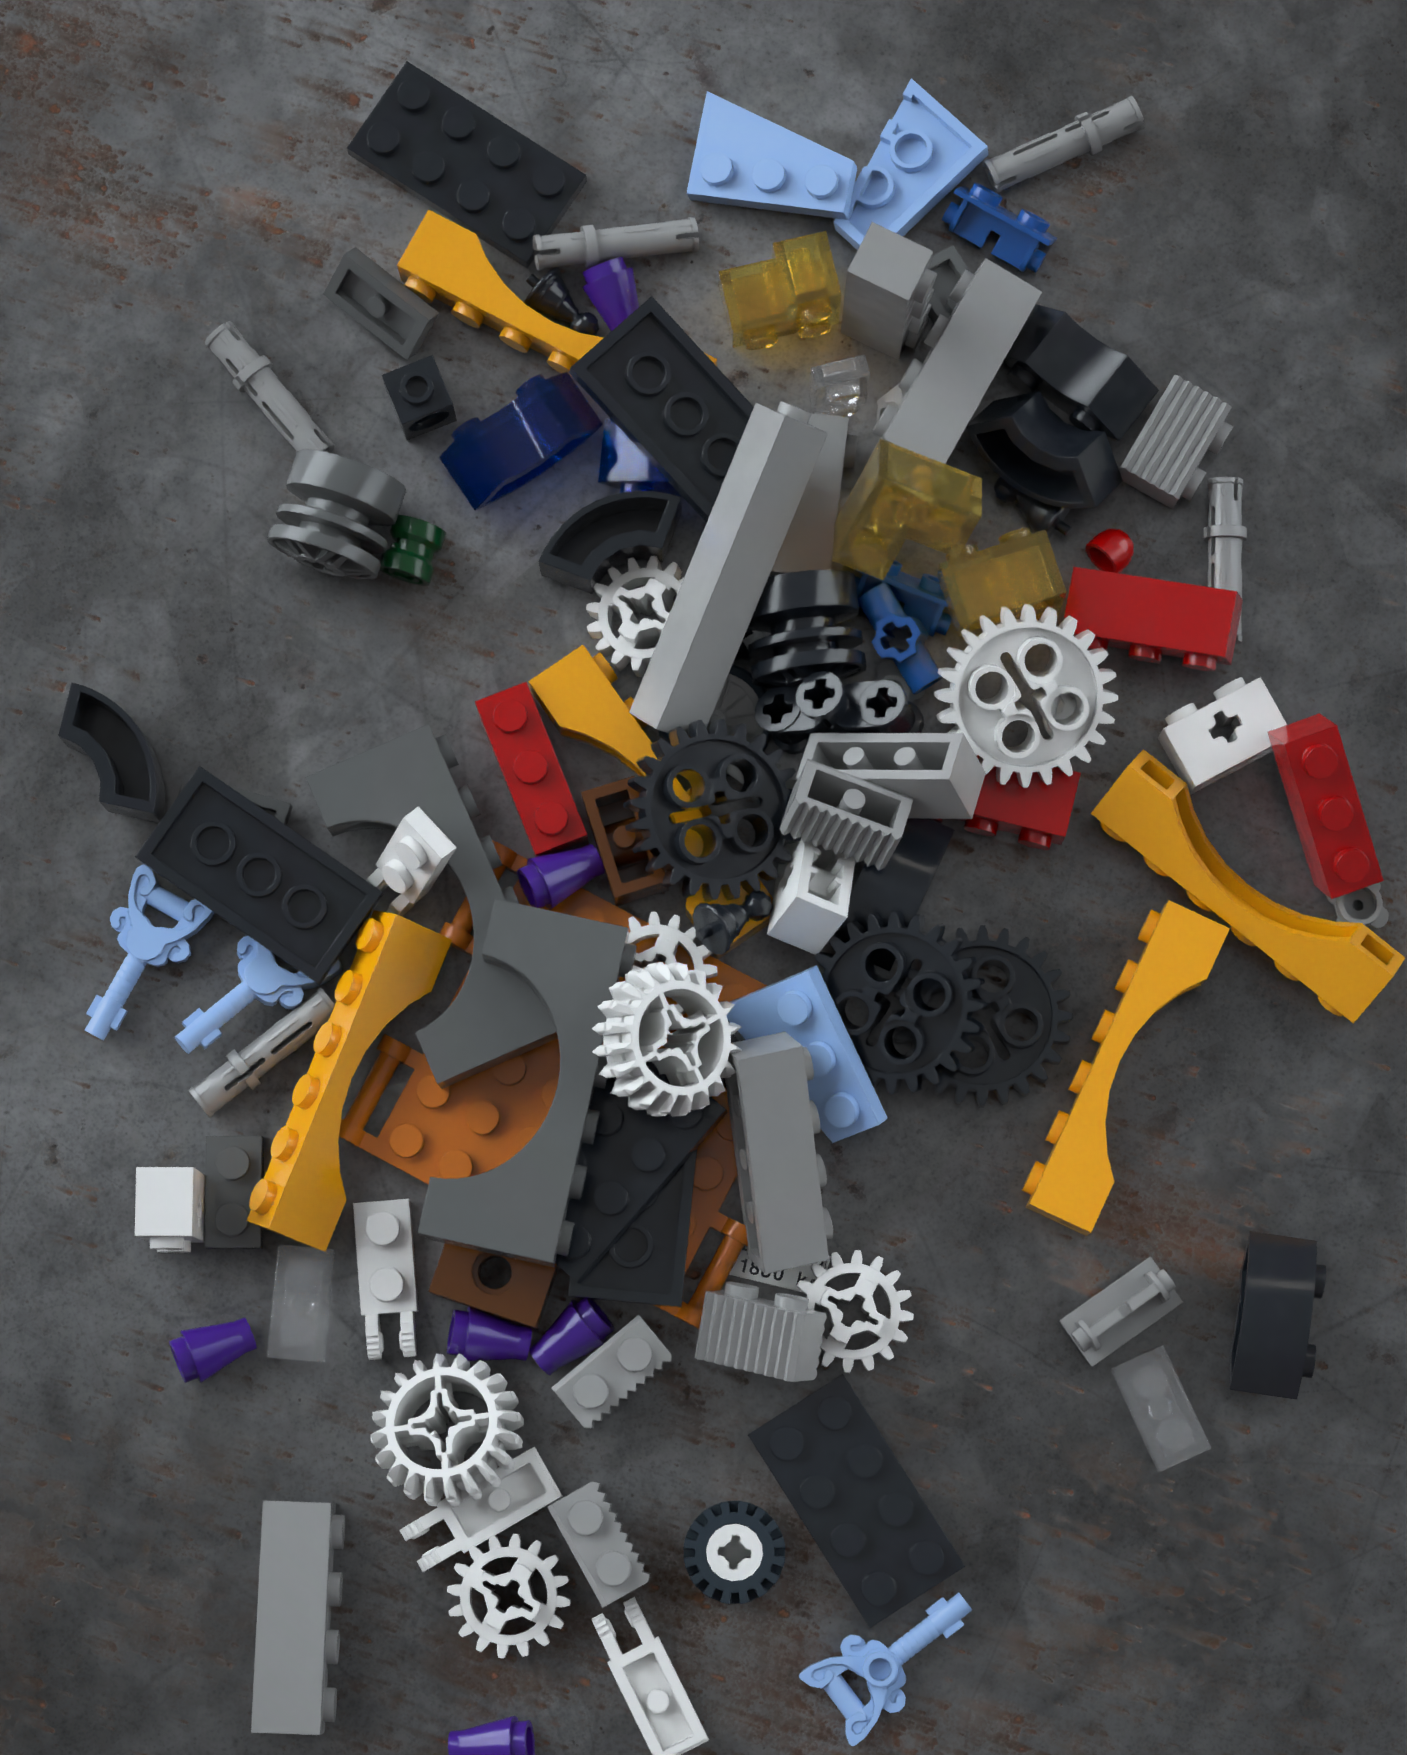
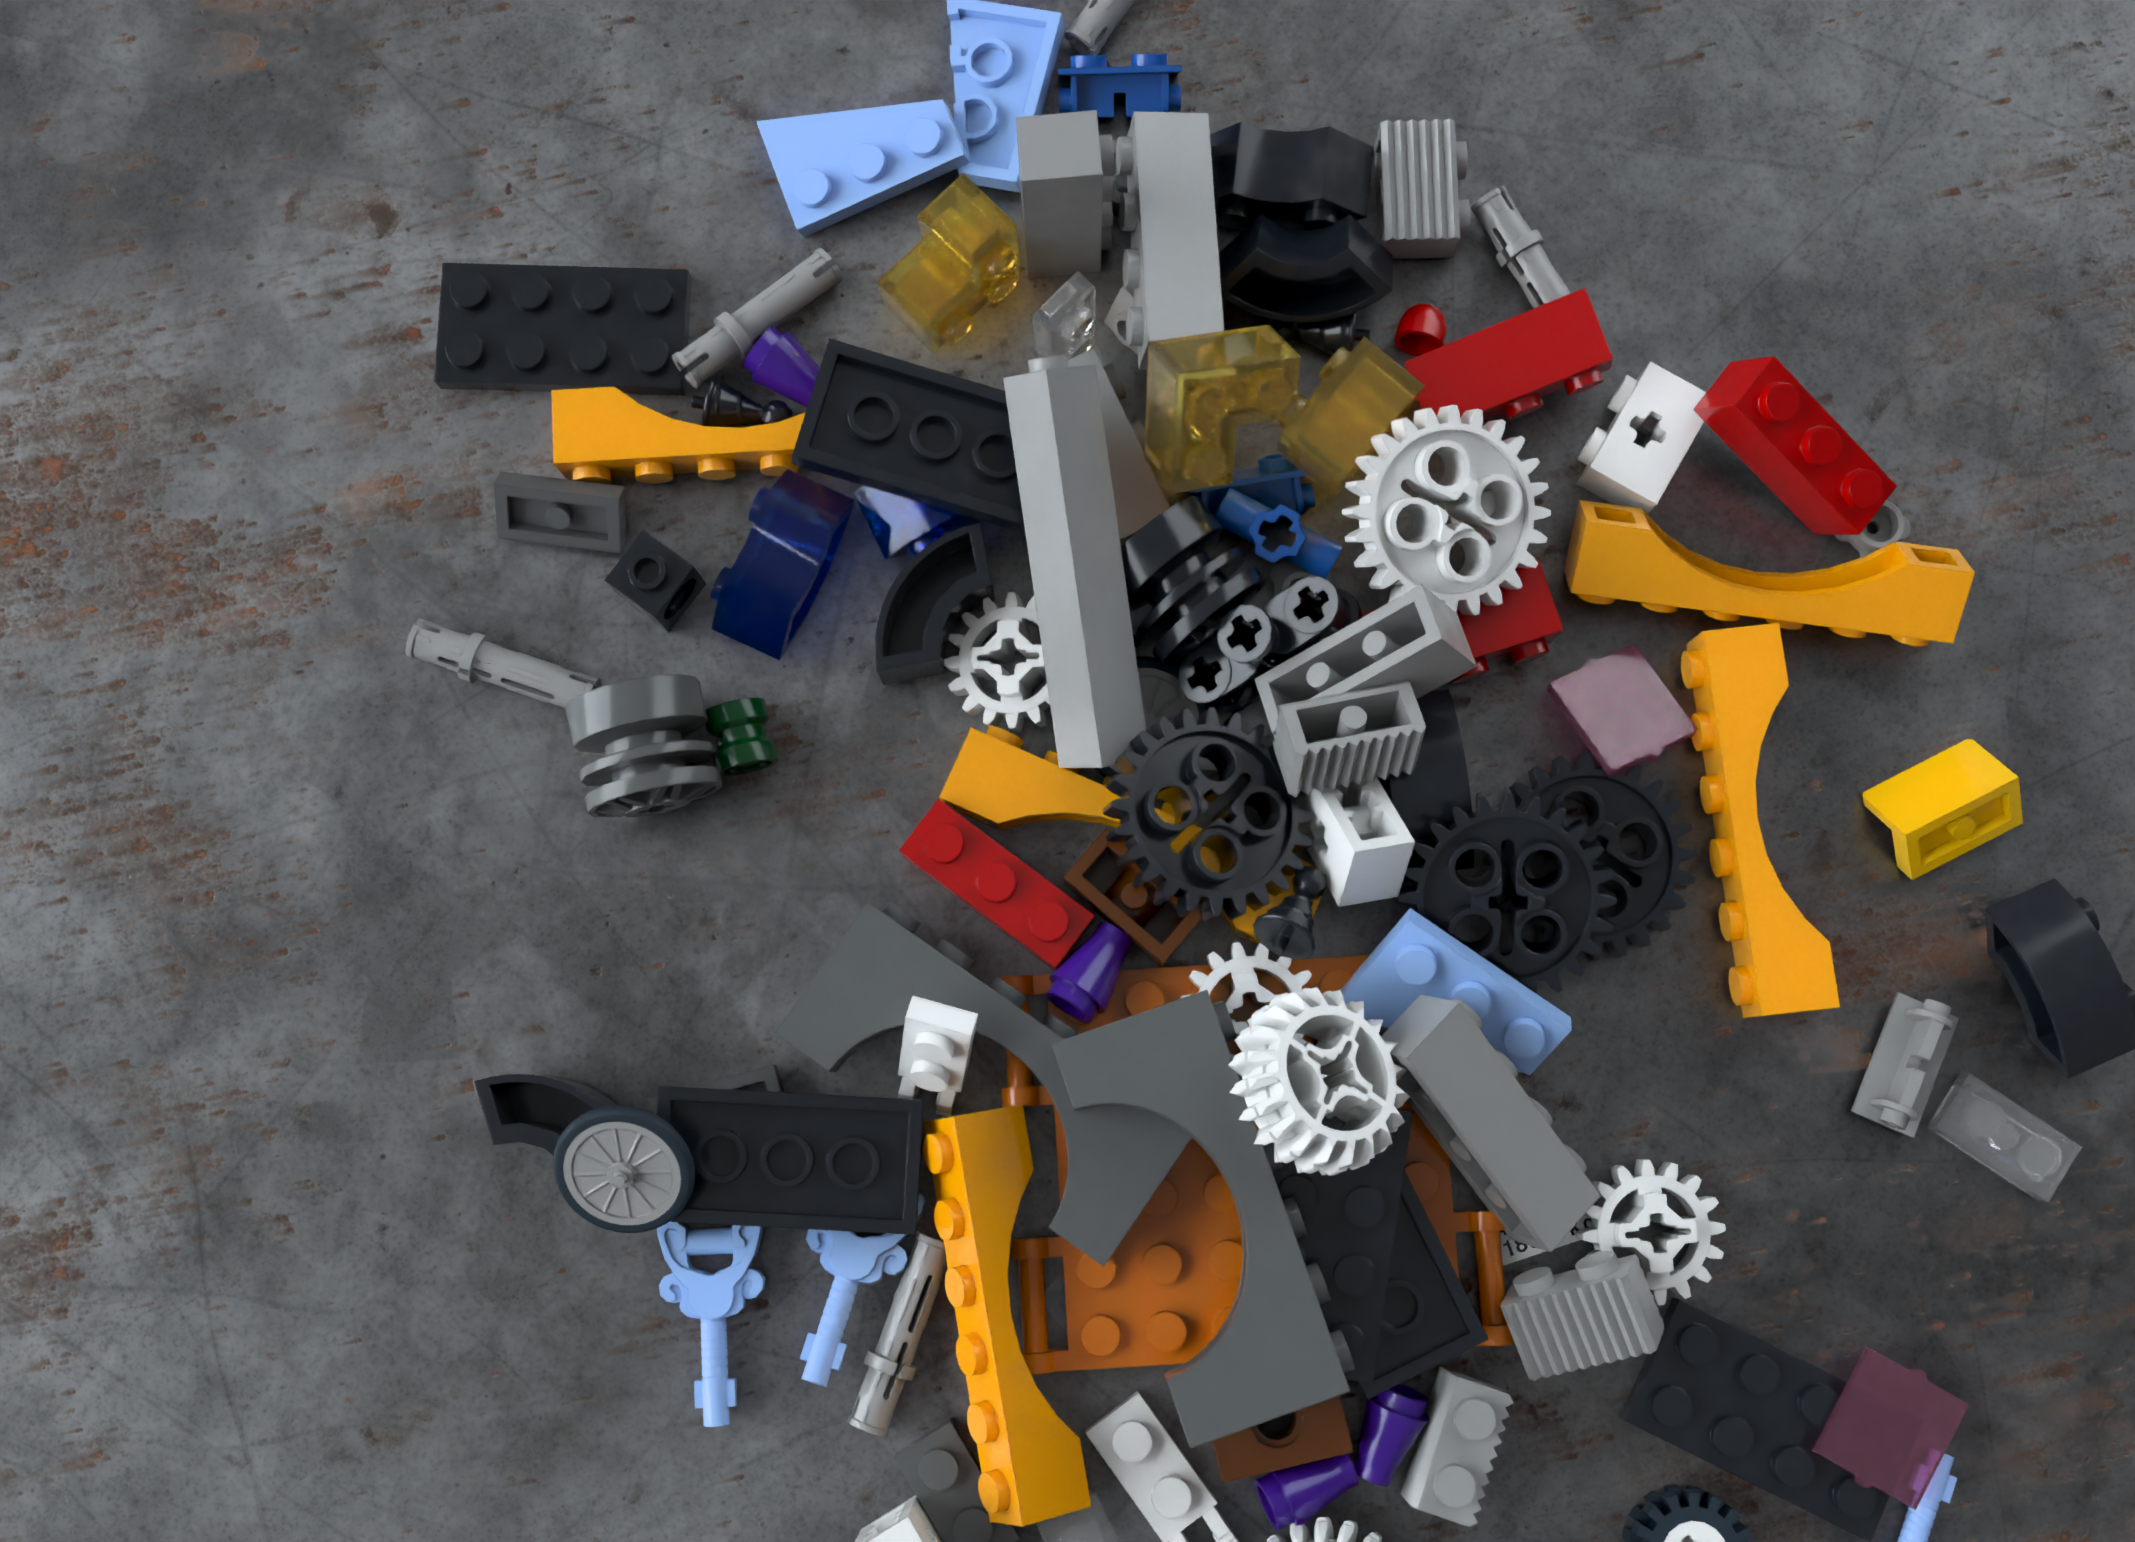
camera: 30 degrees left, 0 degrees up
(140, 807) = (623, 1169): none -> light grey wheel
(934, 1553) = (1890, 1427): none -> clear pink piece
(1076, 923) = (1621, 710): none -> clear pink piece
(1274, 1144) = (1946, 806): none -> yellow panel

